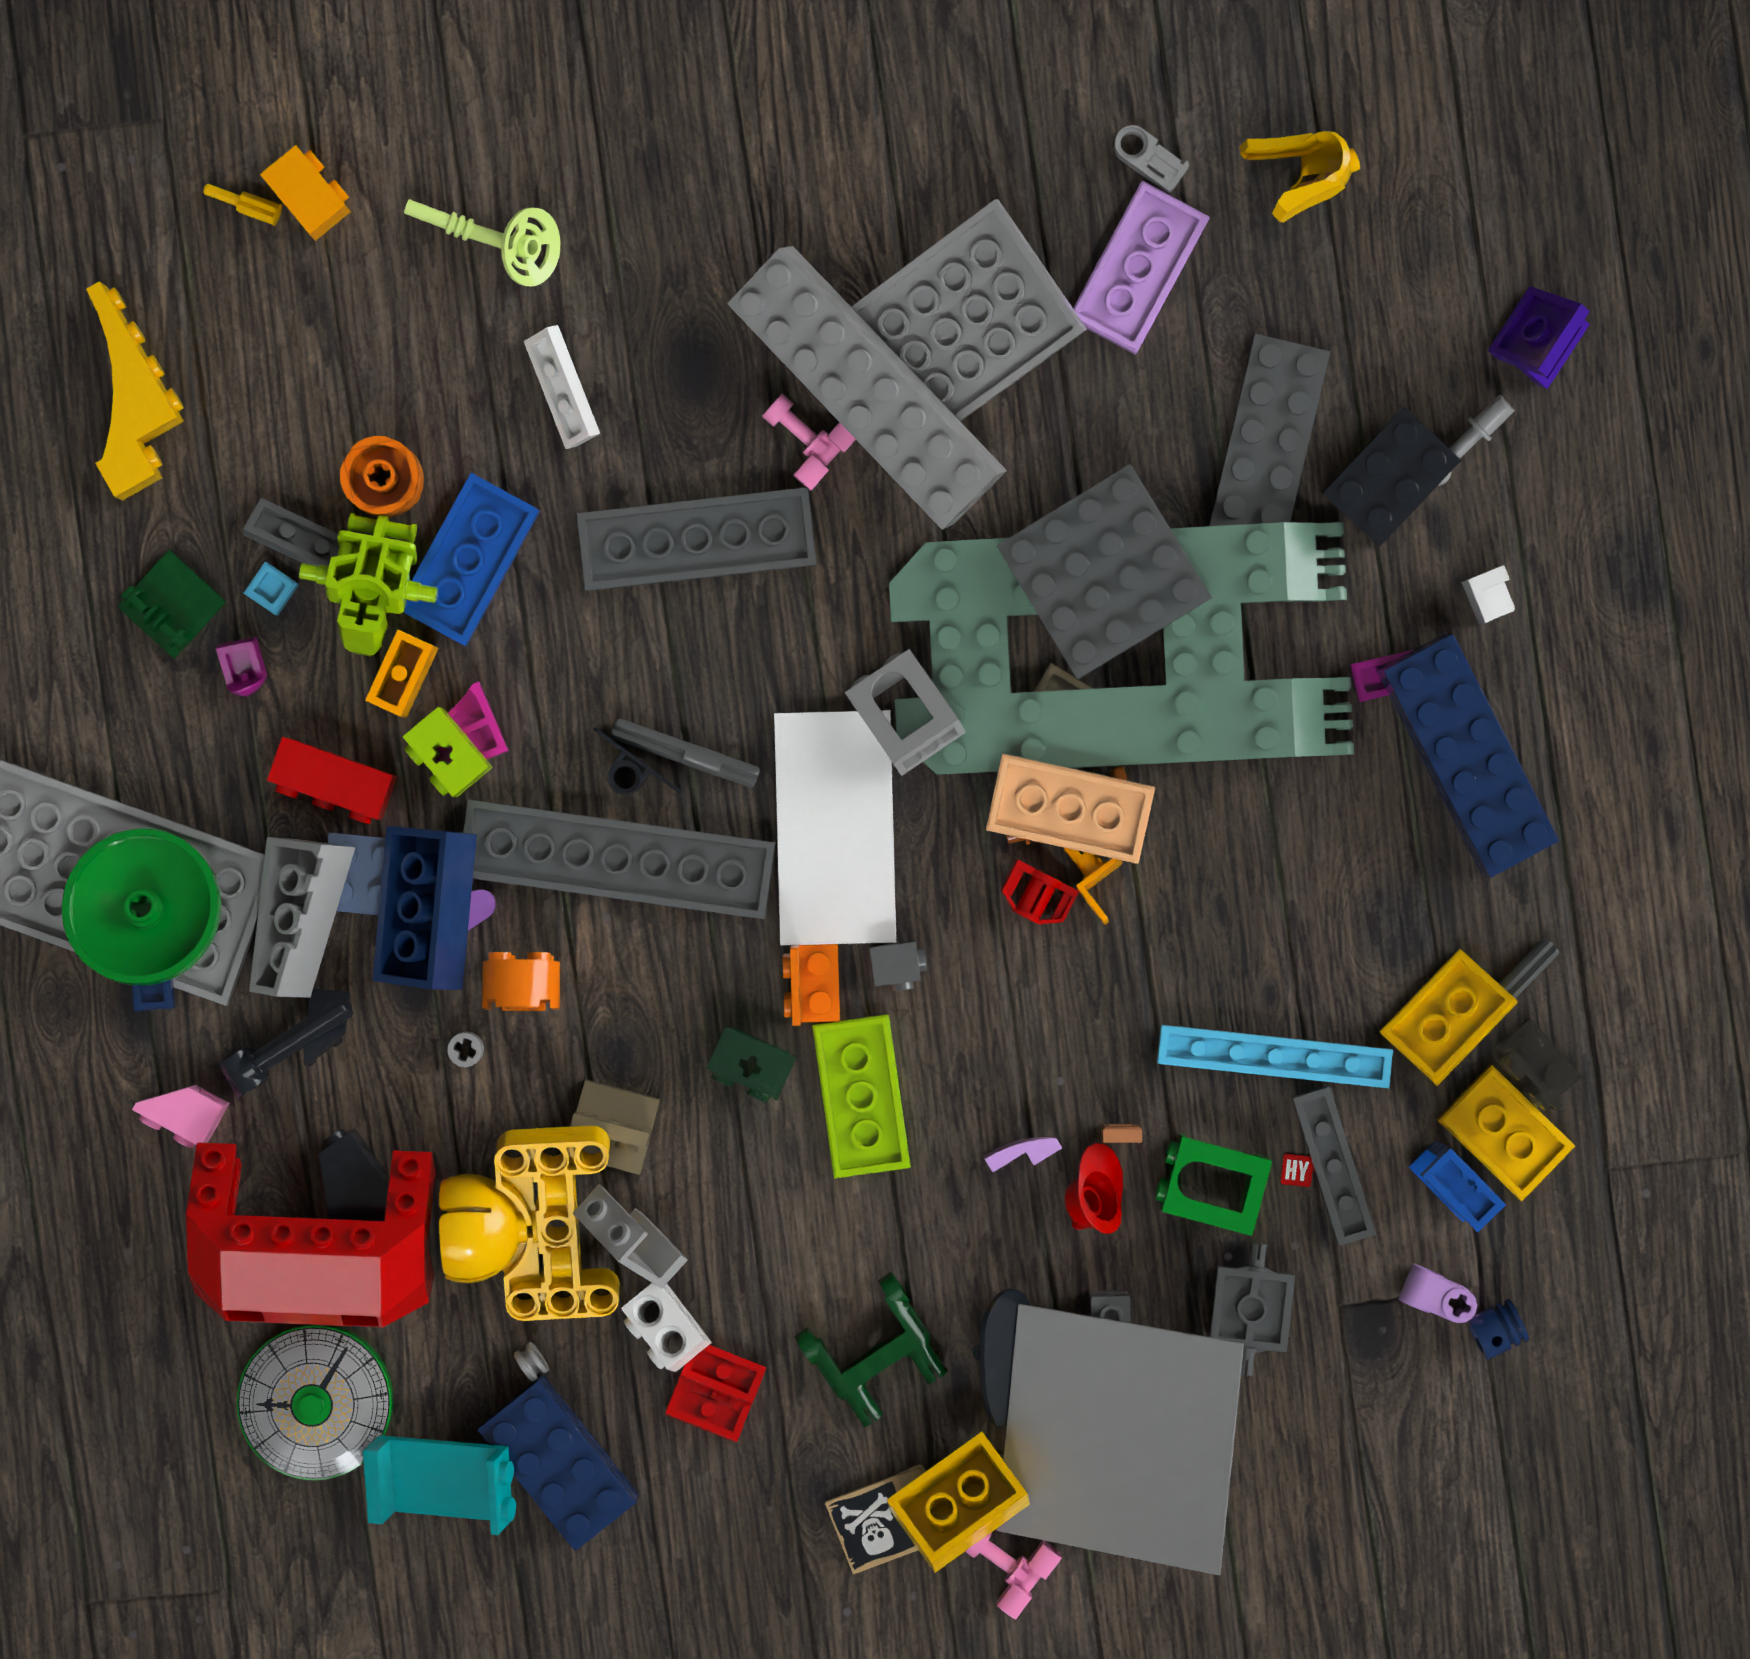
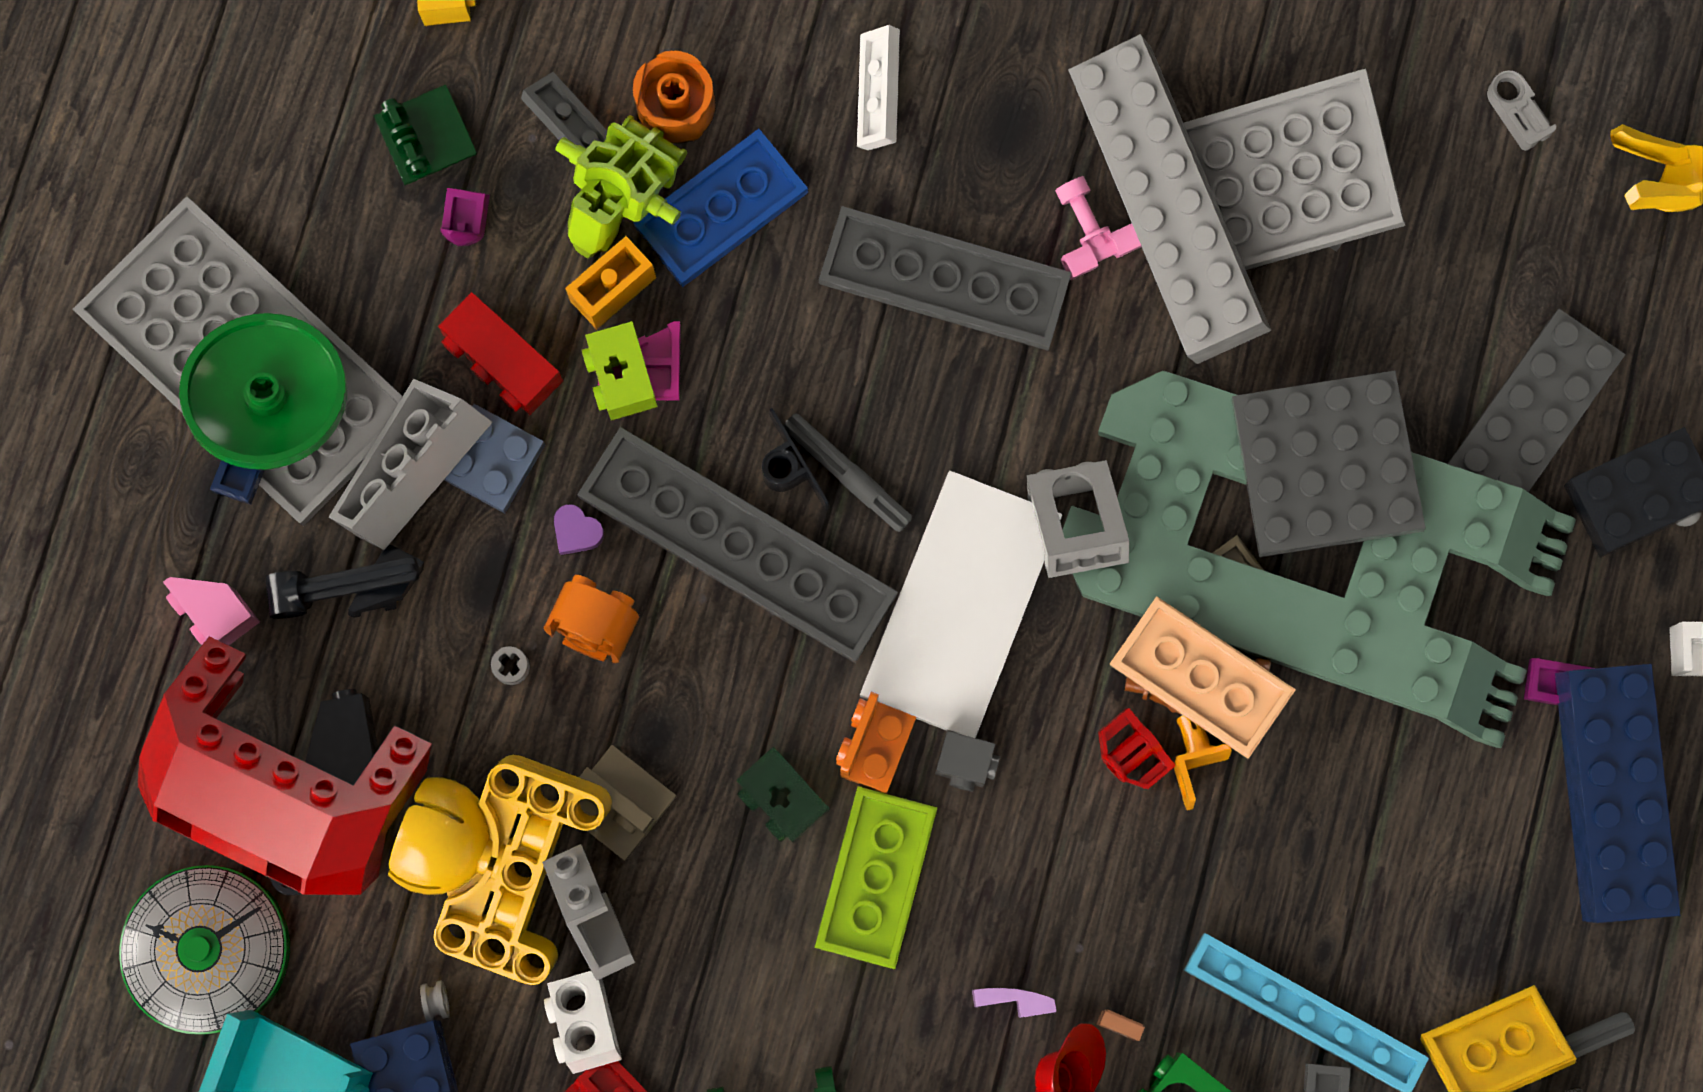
camera: 25 degrees right, 10 degrees down
(271, 588) = (524, 159): medium azure tile -> none
(424, 908) = (532, 507): dark blue brick -> none
(1139, 267) = (1471, 204): lavender tile -> none

